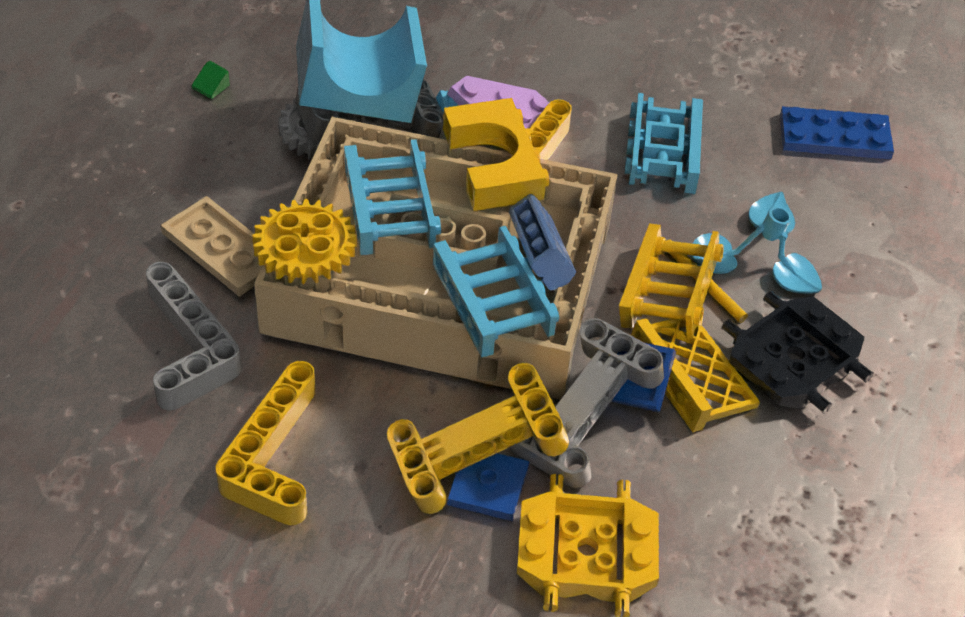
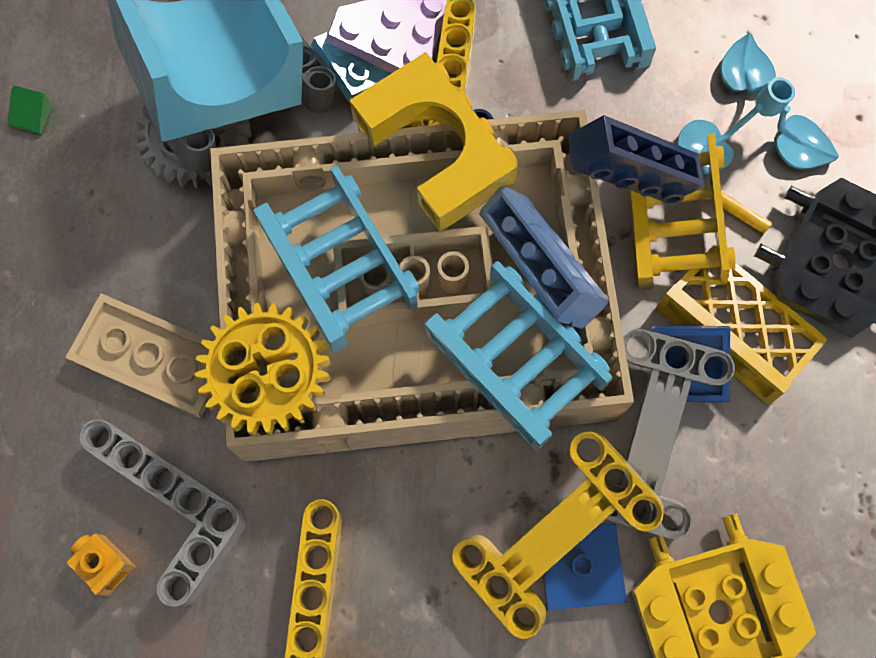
camera: 15 degrees left, 25 degrees up
(117, 349) = (112, 564): none -> light orange brick
(642, 213) = (635, 160): none -> dark blue brick

